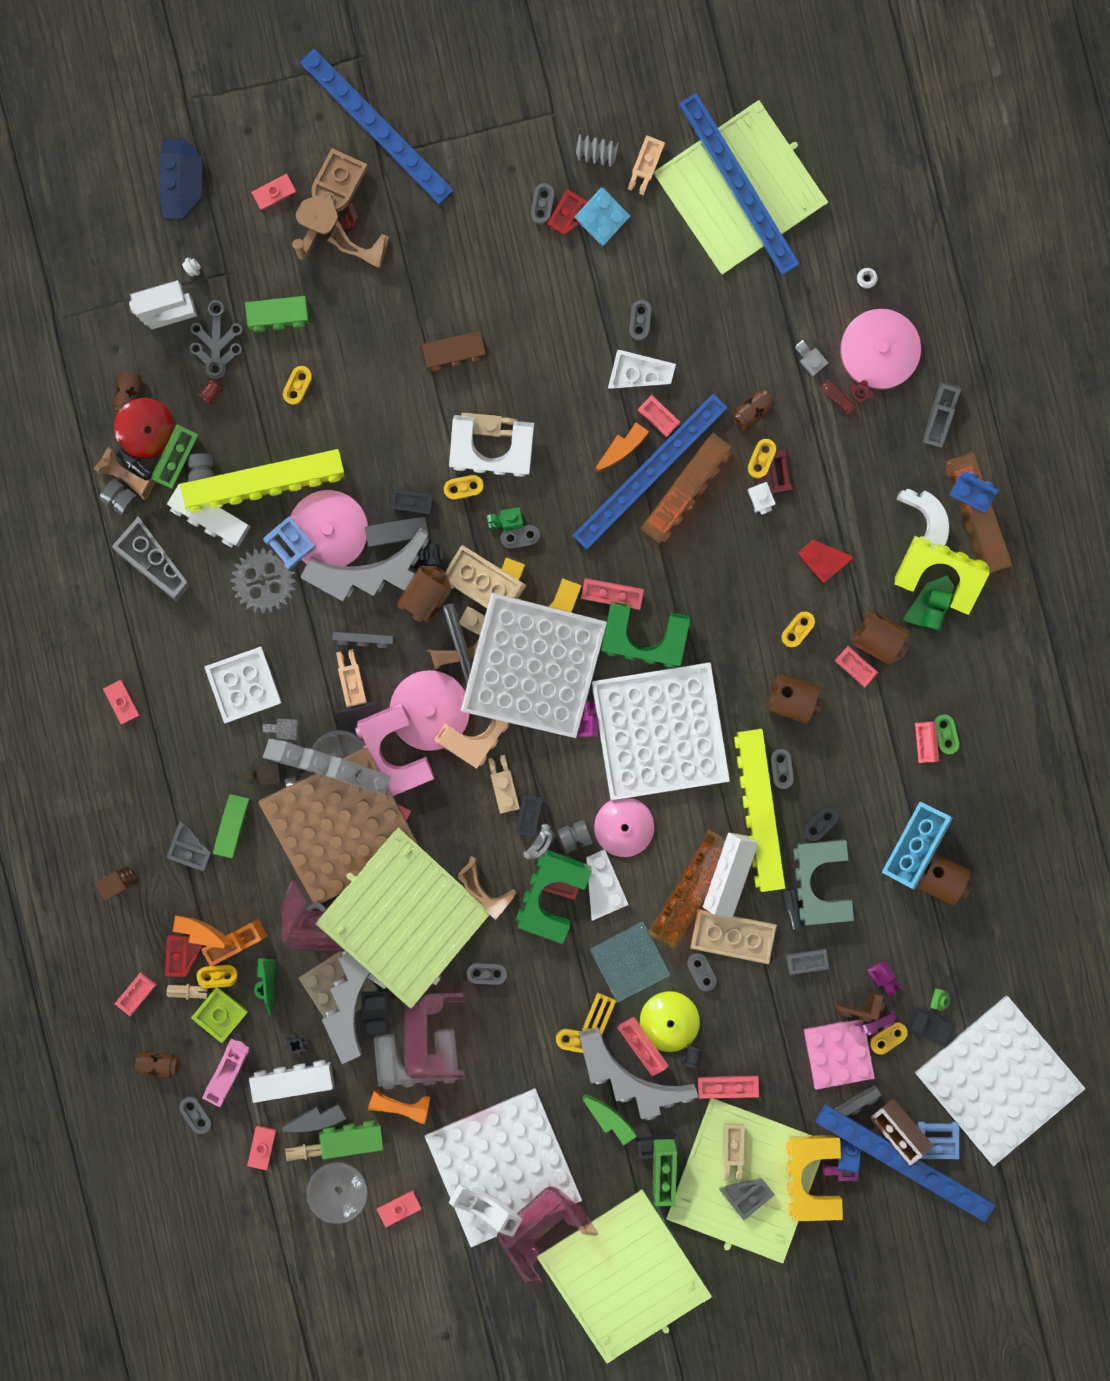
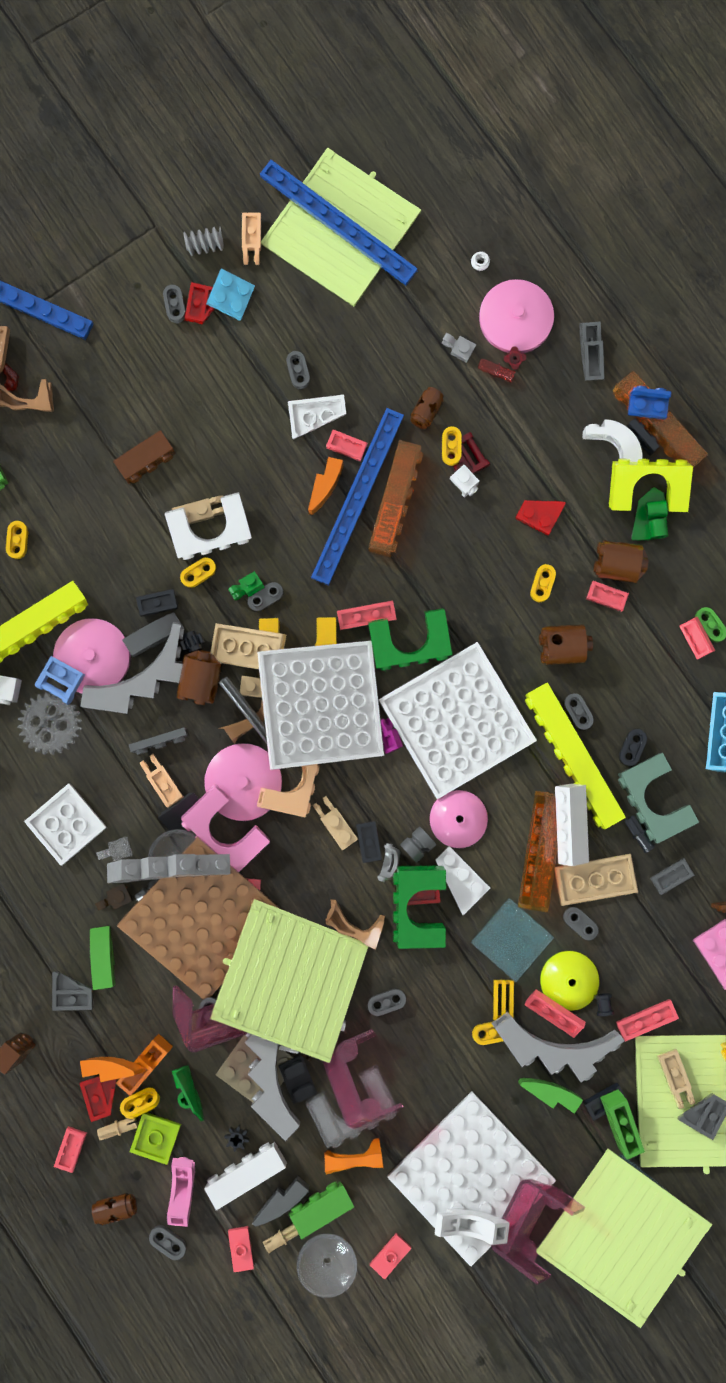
camera: 20 degrees left, 5 degrees down
(958, 528) = (647, 442): none -> black plate

